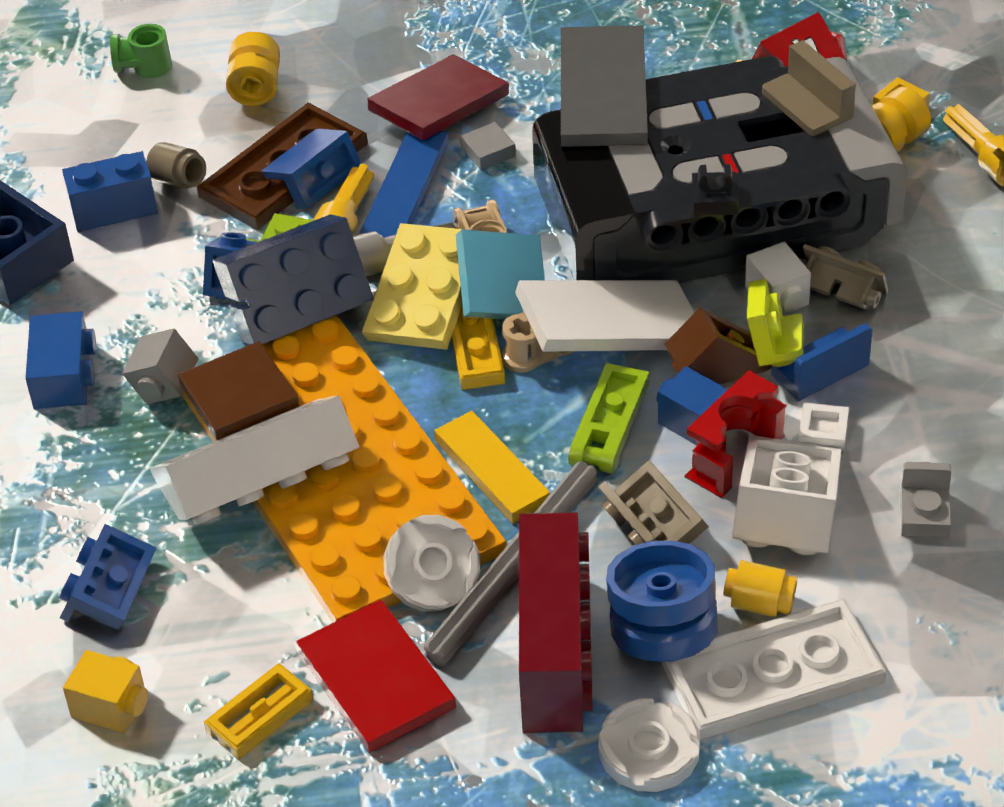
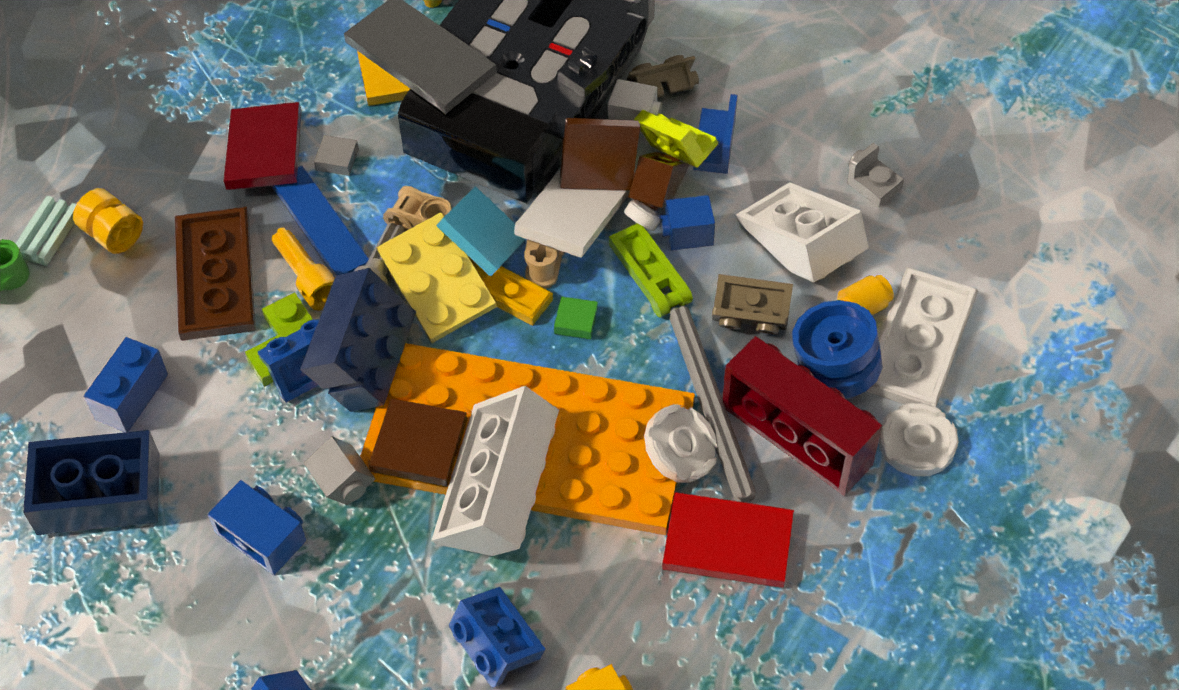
camera: 50 degrees left, 10 degrees up
(176, 165) = (151, 327): dark tan brick -> none
(204, 51) = (41, 229): none -> light aqua tile
(264, 713) = (696, 656): yellow tile -> none
(315, 165) = (243, 254): blue panel -> none
(491, 466) = (620, 356): yellow tile -> none
(499, 407) = (575, 317): none -> bright green tile
(654, 365) = (642, 215): none -> white tile
(662, 277) = (599, 154): none -> reddish brown tile
(743, 406) = (741, 237): red piece -> none
(824, 425) = (765, 176): white tile -> none

